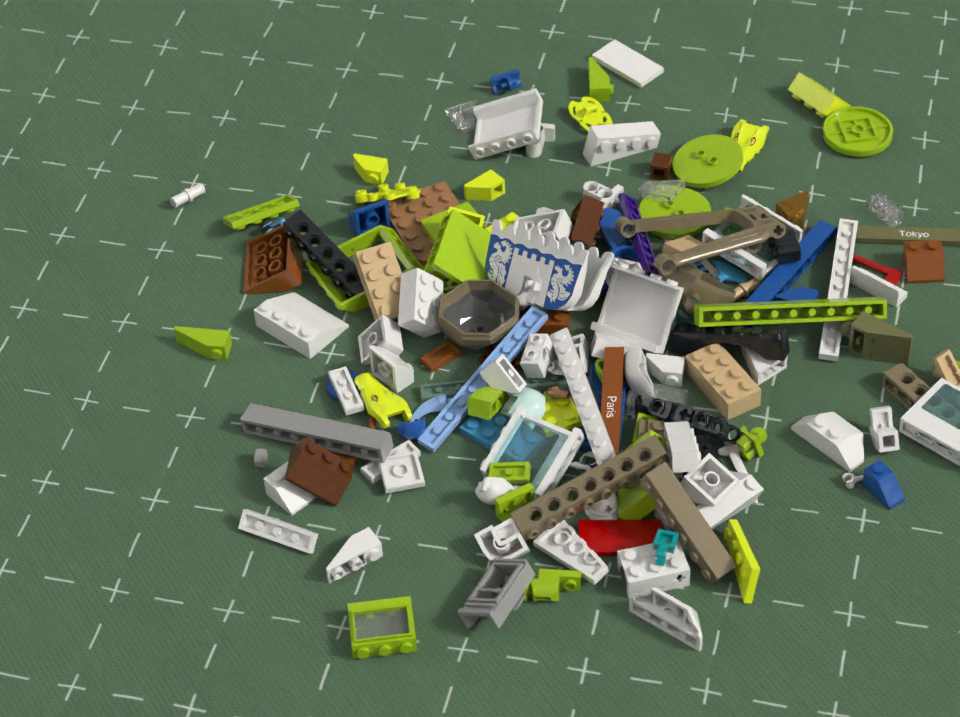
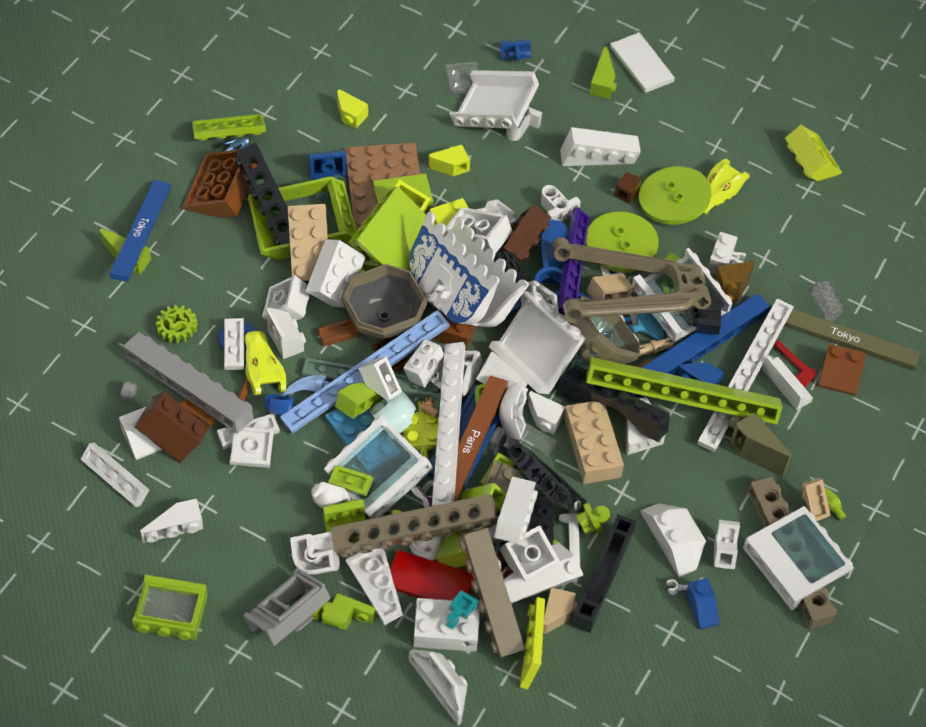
camera: 10 degrees right, 10 degrees up
(187, 195) = (169, 87): white pin -> none
(214, 319) = (140, 231): none -> blue tile
(282, 389) = (176, 324): none -> lime gear
(298, 323) = (220, 256): white slope -> none
(410, 192) = (356, 144): neon yellow plant -> none
(589, 112) = (582, 108): neon yellow shield -> none
(661, 190) = (617, 215): clear wing -> none
(753, 524) = (558, 609): none -> tan slope
(773, 193) = (724, 252): none -> white brick
(781, 485) = (604, 573): none -> black arch
(857, 131) = (836, 204): lime plate -> none

